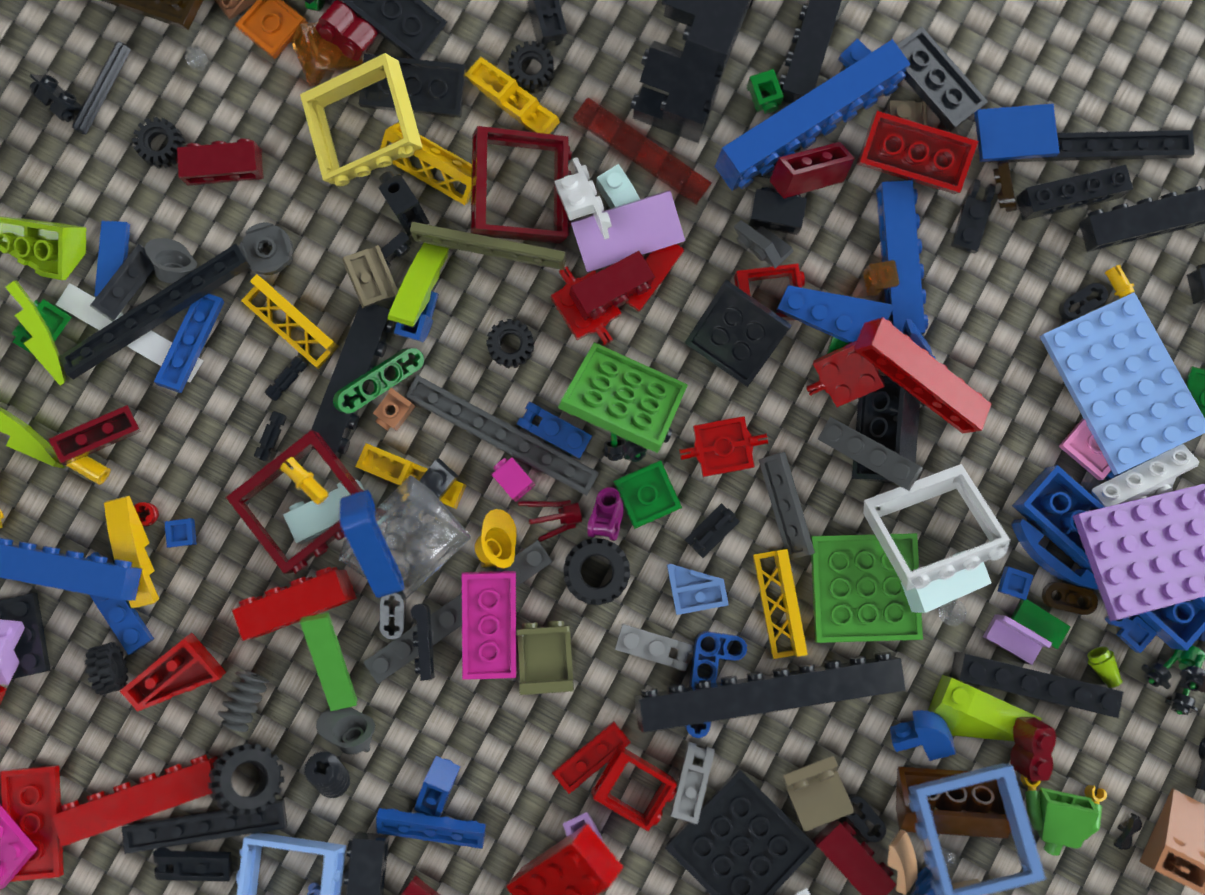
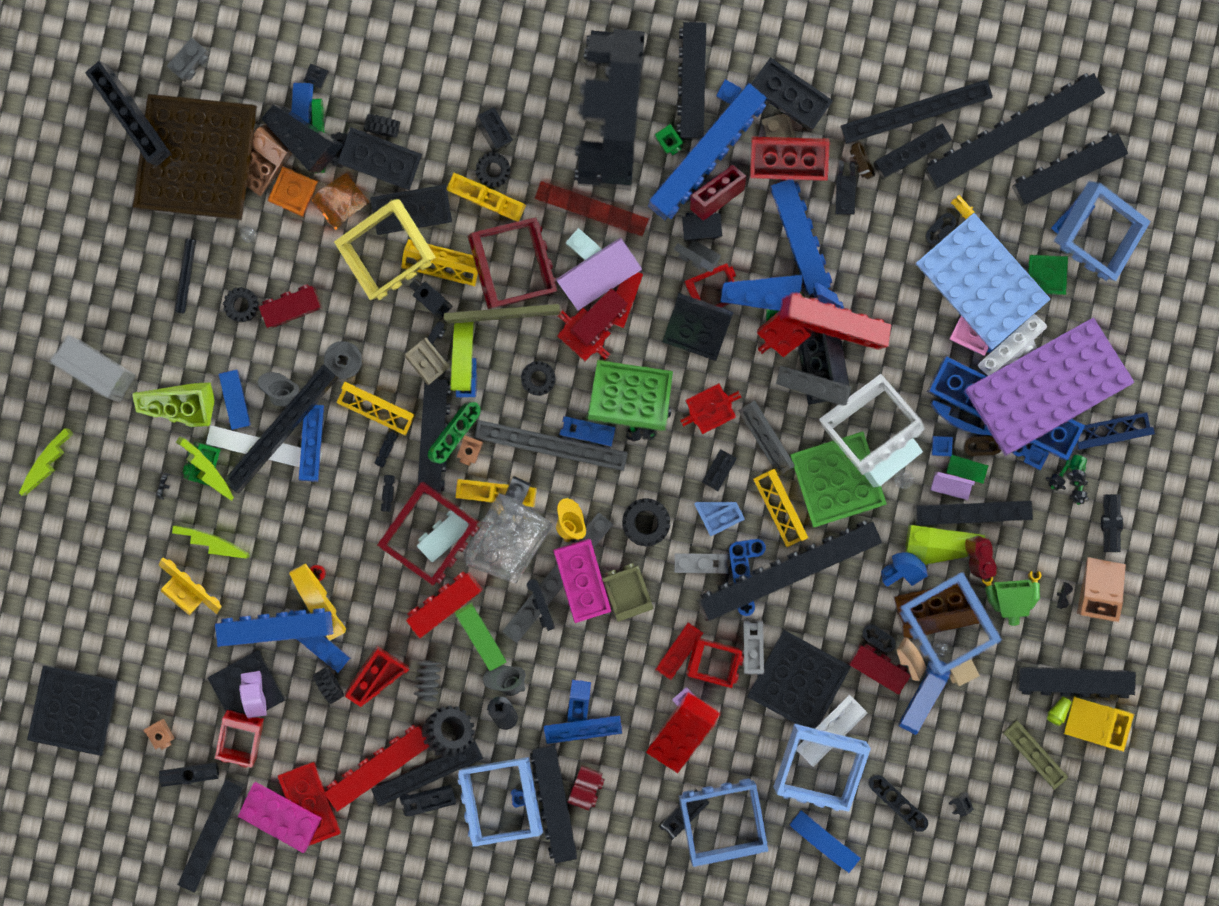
camera: 15 degrees left, 5 degrees up
(47, 89) = (146, 288): black hinge -> none
(90, 469) = (263, 551): yellow cylinder -> none
(94, 435) = (269, 528): dark red brick -> none
(123, 284) = (251, 415): black plate -> none
(180, 533) = (347, 579): blue plate -> none
(305, 481) = (429, 519): yellow axle -> none
(346, 30) = (353, 185): dark red brick -> none
(369, 544) = (486, 548): blue beam -> none
(399, 615) = (508, 592): beam -> none
(512, 478) = (569, 474): dark pink brick -> none
(568, 514) = (614, 488): dark red plant -> none
(579, 197) = (557, 263): white bracket -> none
(606, 519) = (641, 484): magenta piece -> none
(647, 494) = (666, 458): green plate -> none
(818, 794) = (841, 629): dark tan bracket -> none
(880, 276) = (789, 255): clear orange bracket -> none
(1016, 132) = (859, 119): blue tile -> none
(1105, 666) = (1019, 486): lime cone -> none

